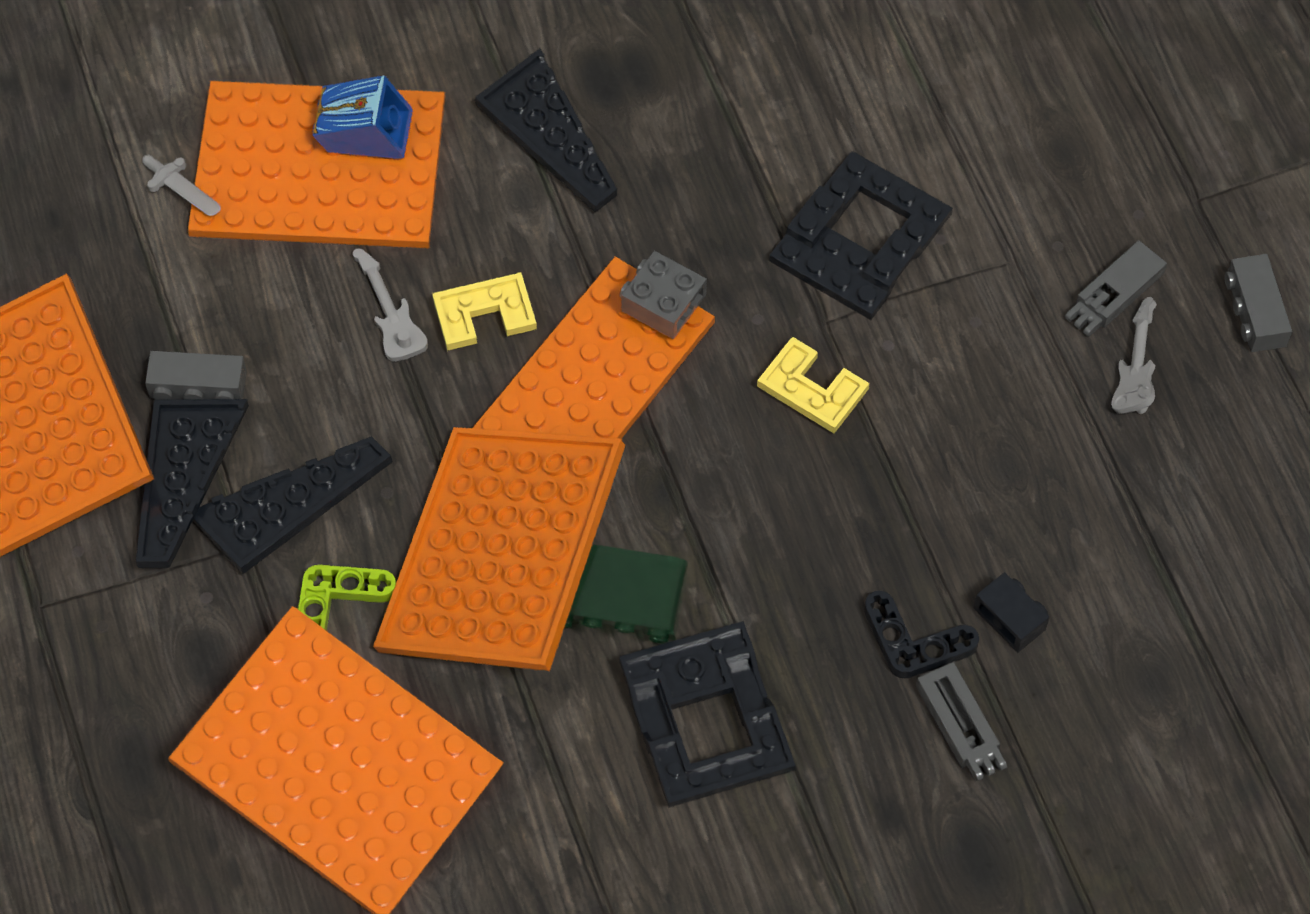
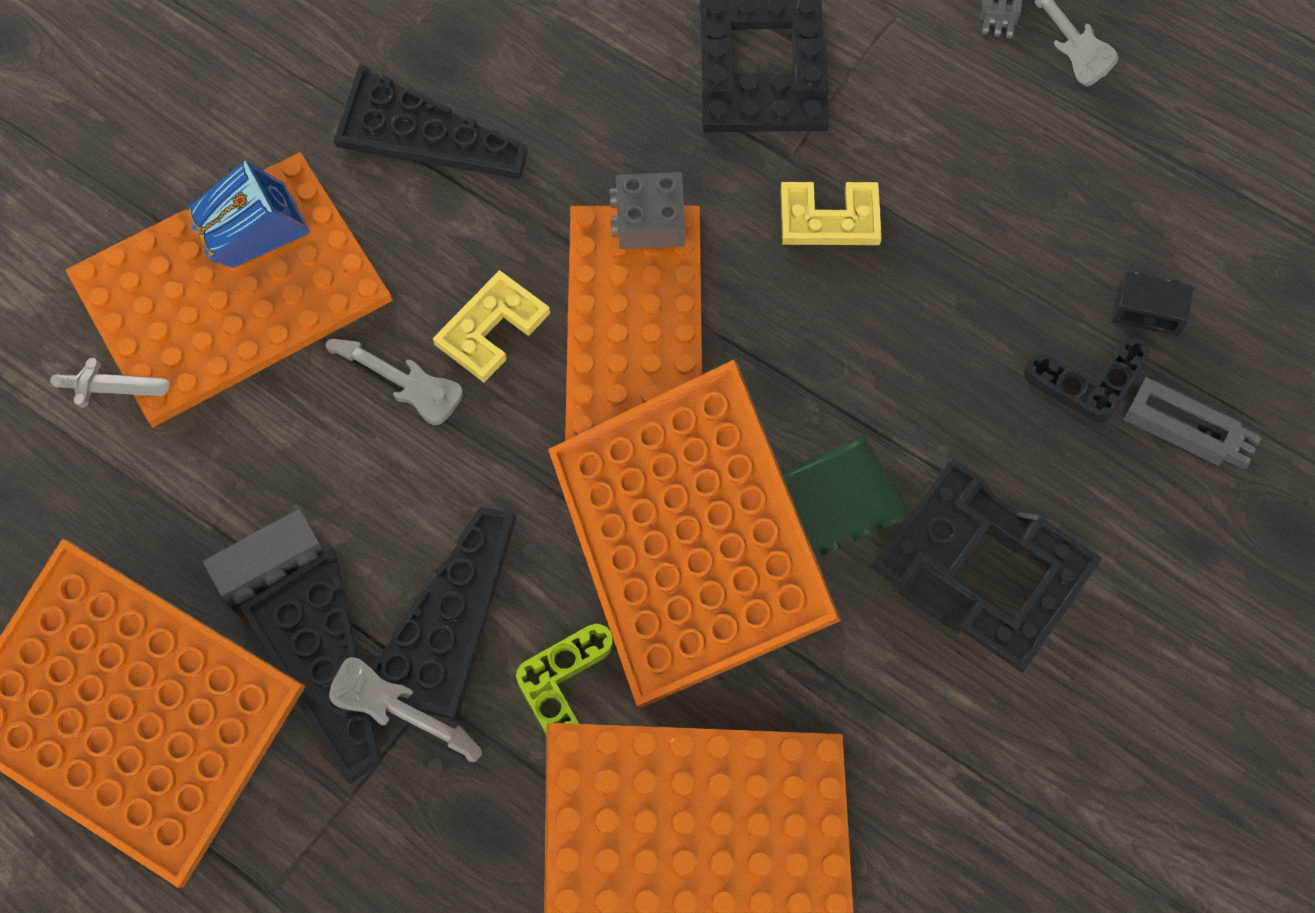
camera: 35 degrees left, 5 degrees up
(189, 505) = (362, 690): none -> light grey piece

